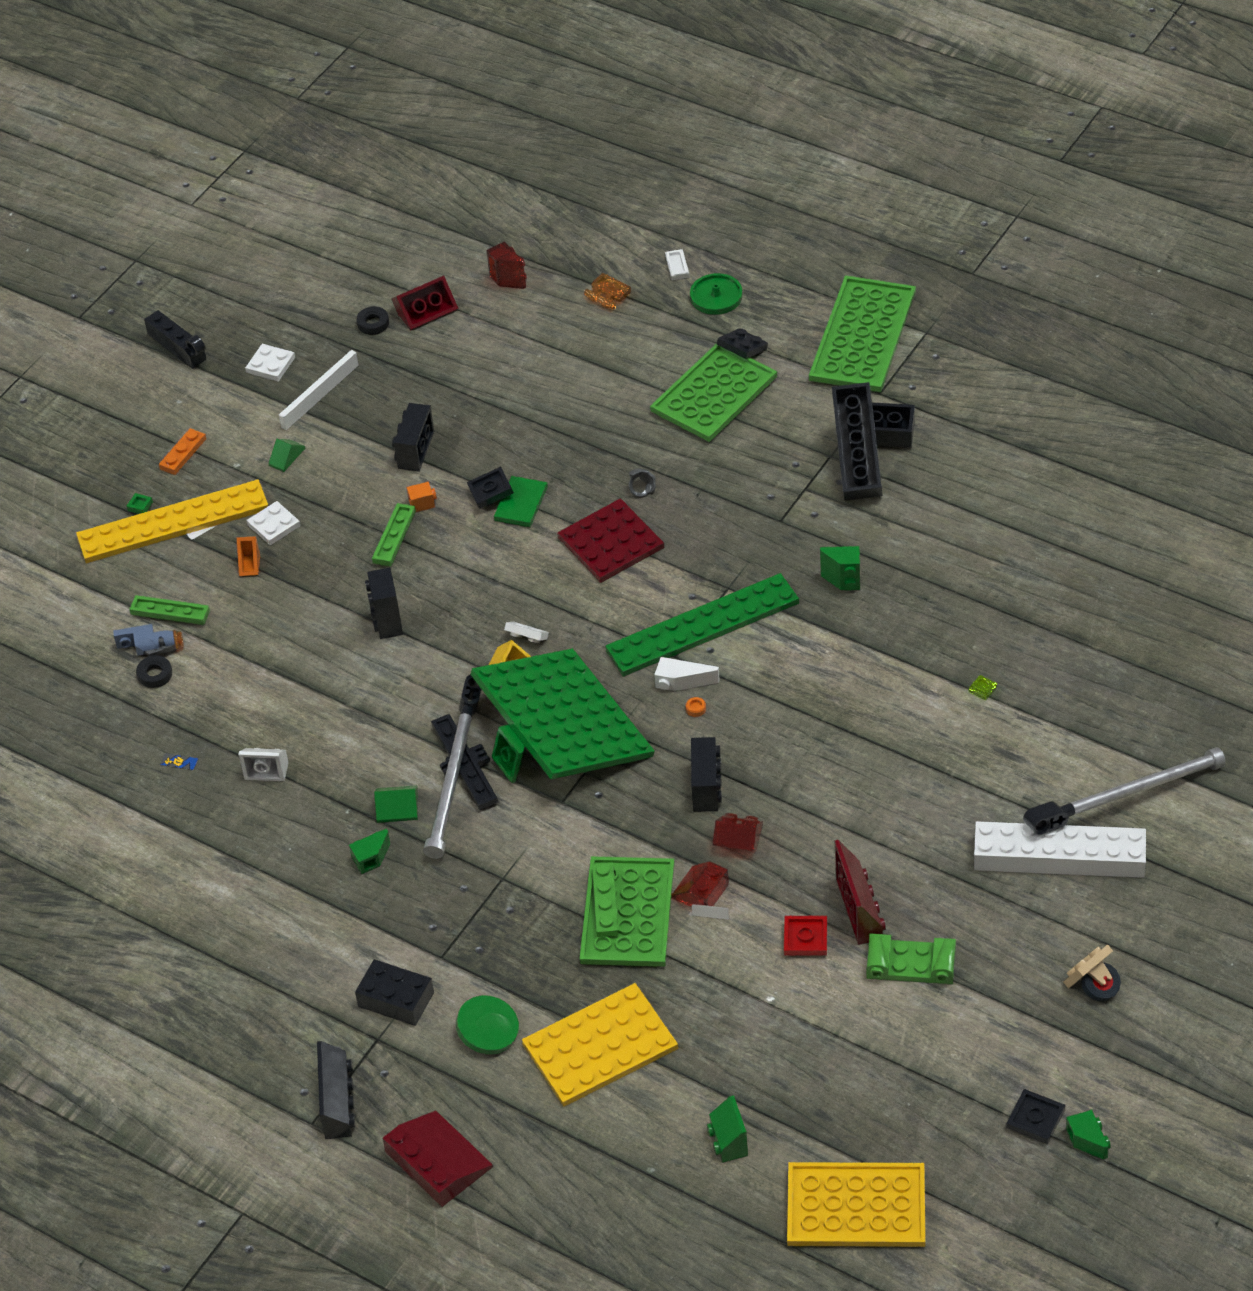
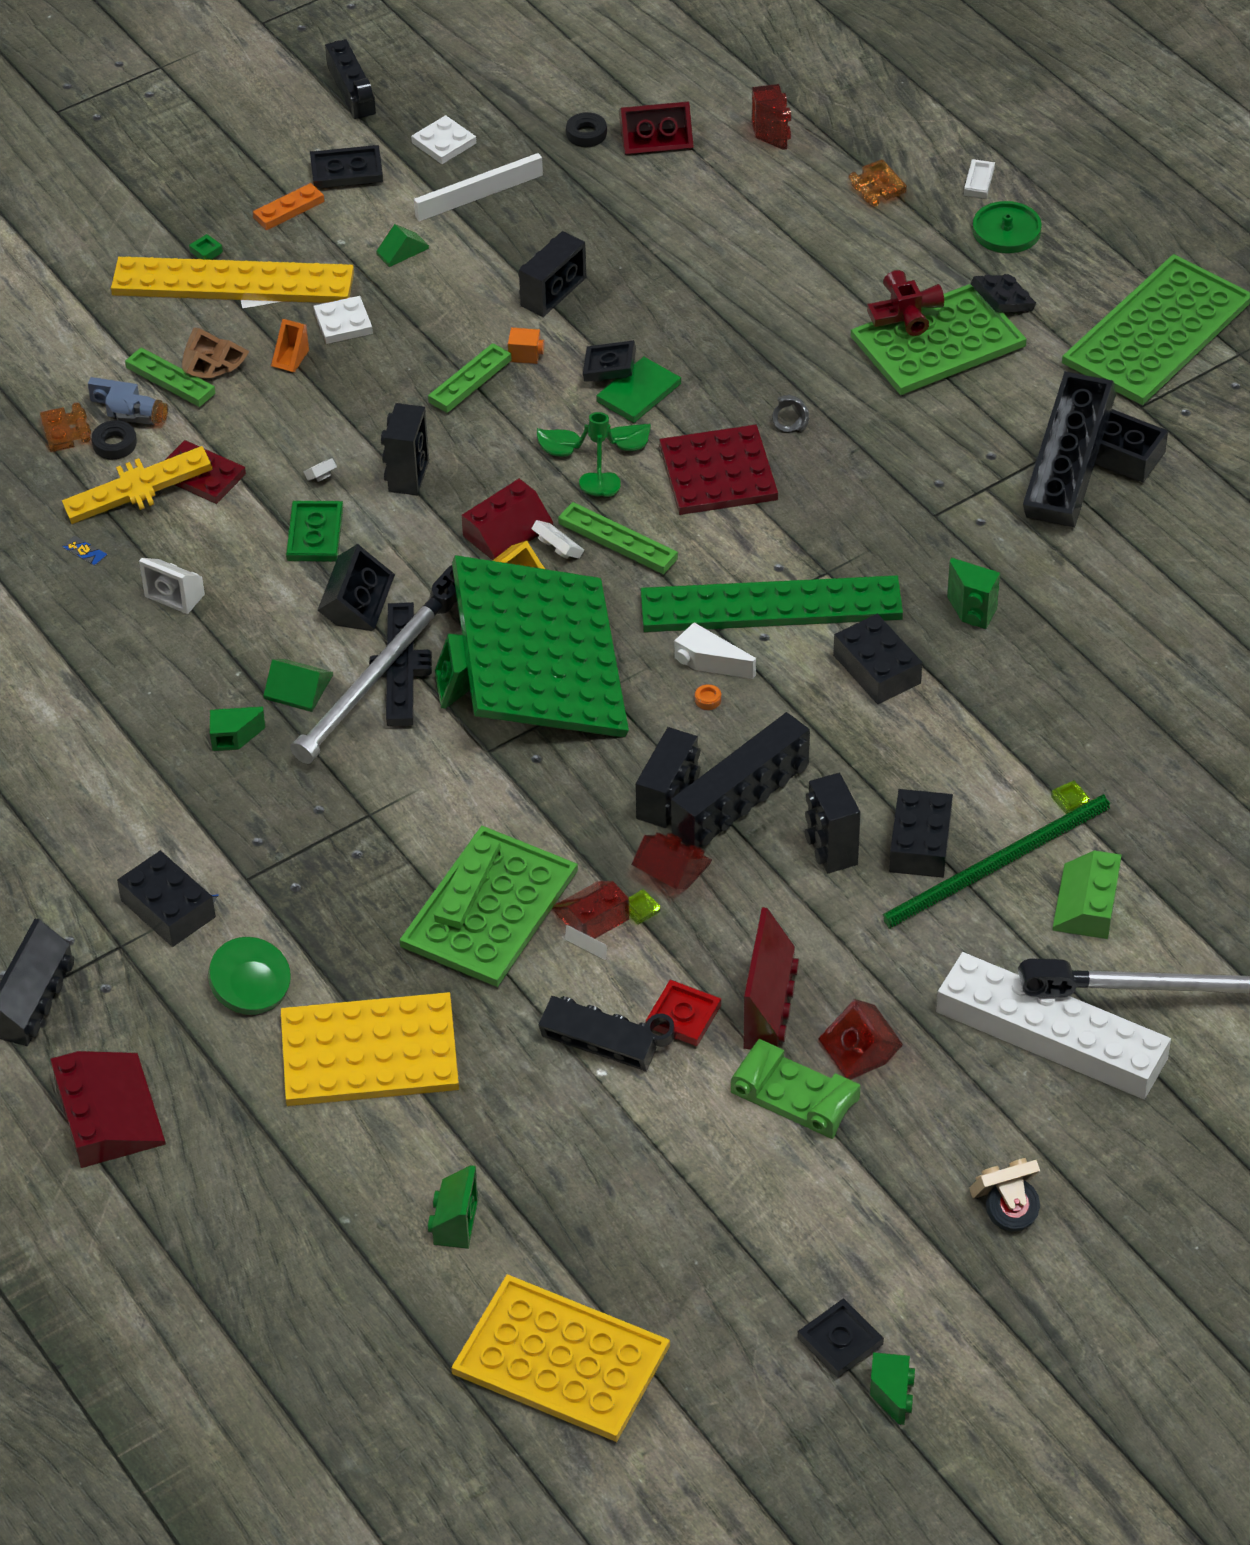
camera: 20 degrees right, 0 degrees up
(106, 679) = (57, 428): none -> clear orange plate
(190, 584) = (210, 356): none -> medium nougat brick
(193, 699) = (137, 484): none -> yellow hinge
(210, 406) = (346, 166): none -> black plate
(233, 673) = (214, 483): none -> dark red plate
(324, 640) = (320, 470): none -> white plate
(344, 687) = (315, 531): none -> green tile
(401, 719) = (356, 590): none -> black slope
(481, 630) = (504, 519): none -> dark red slope
(533, 539) = (563, 442): none -> green plant
(568, 615) = (618, 538): none -> bright green plate
(681, 374) = (905, 303): none -> dark red brick
(735, 872) = (642, 906): none -> clear neon green tile
(758, 758) = (740, 781): none -> black brick
(760, 971) = (603, 1033): none -> black hinge
(800, 637) = (877, 658): none -> black brick
(840, 764) = (832, 823): none -> black brick
(898, 749) = (920, 833): none -> black brick
(936, 909) = (860, 1040): none -> clear red slope
(957, 751) = (996, 860): none -> green axle
(1034, 750) = (1088, 894): none -> bright green slope

